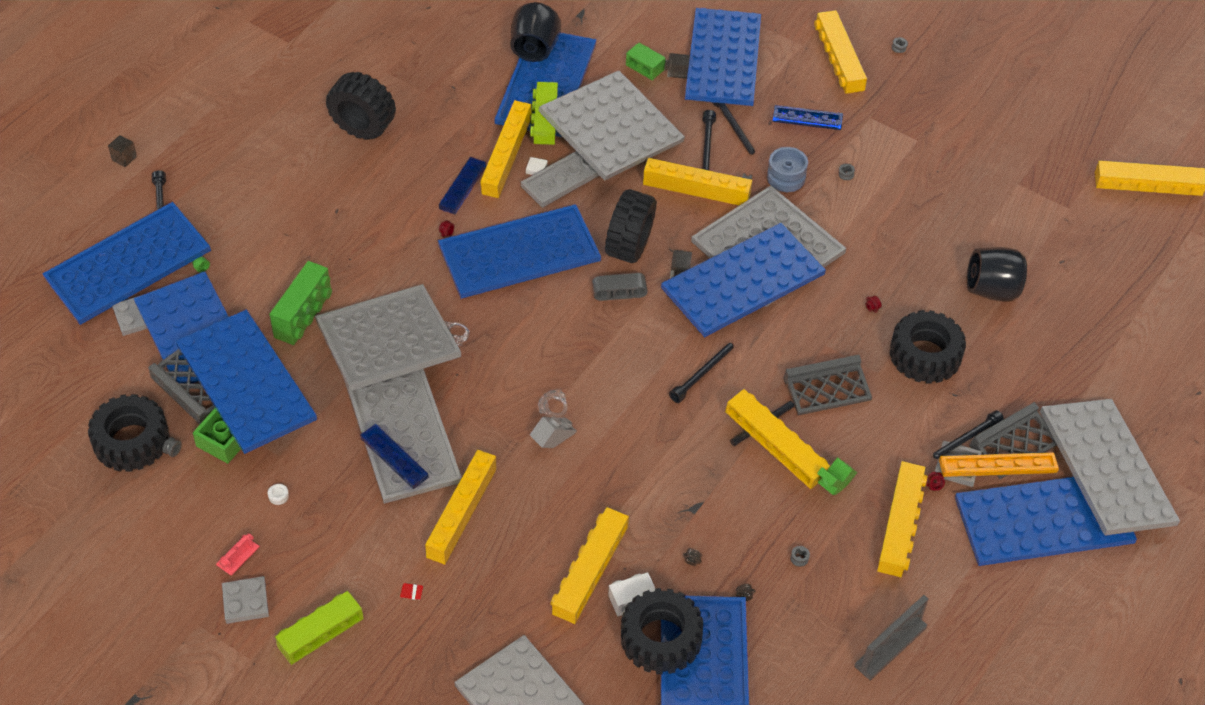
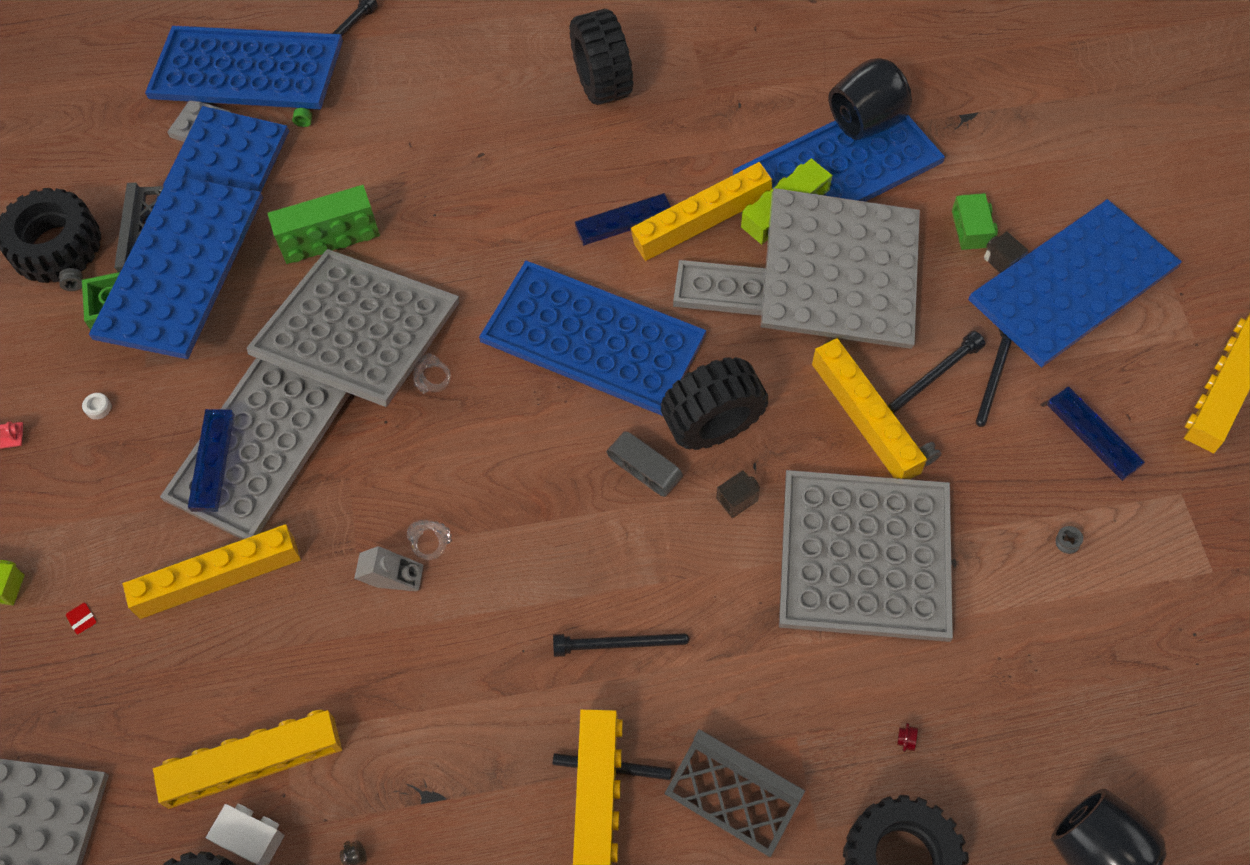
camera: 50 degrees right, 10 degrees up
(446, 228) = (551, 254): dark red plate -> none
(535, 165) = (720, 254): white tile -> none
(742, 279) = (784, 573): blue plate -> none
(787, 169) = (990, 479): sand blue wheel -> none

